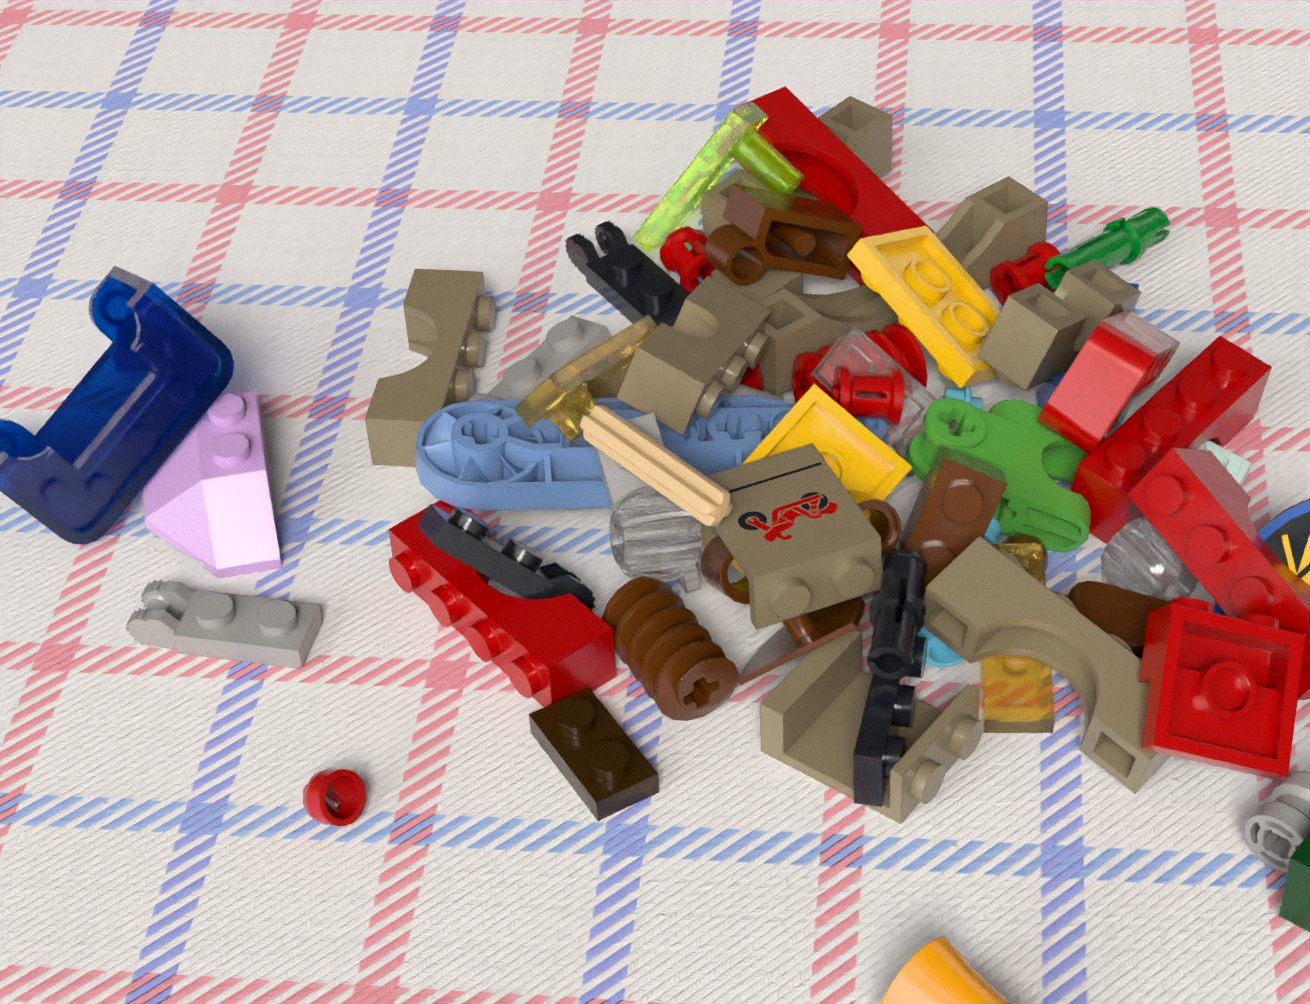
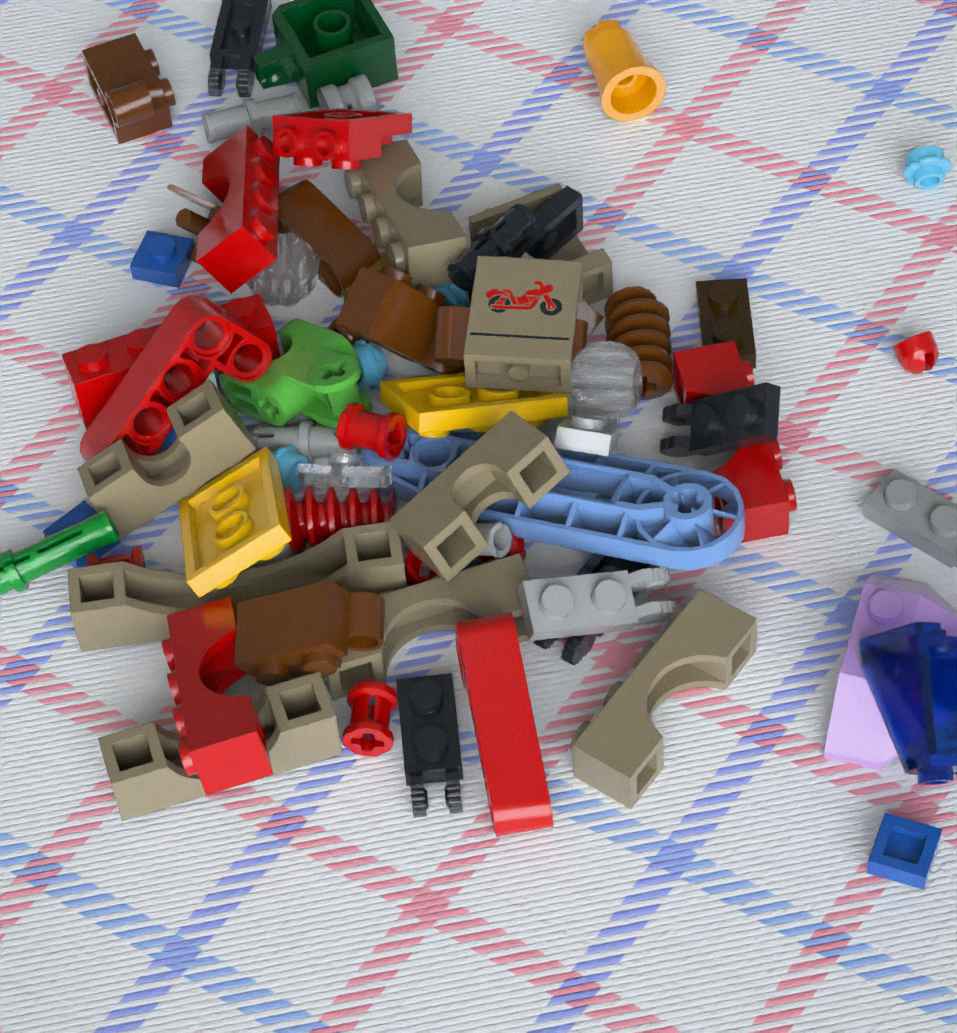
camera: 150 degrees left, 10 degrees up
(566, 394) = (572, 509): clear yellow hinge -> none
(567, 274) = (503, 724): none -> red beam
(656, 466) = (592, 363): tan axle -> none
(732, 140) = (319, 727): clear neon green piece -> none

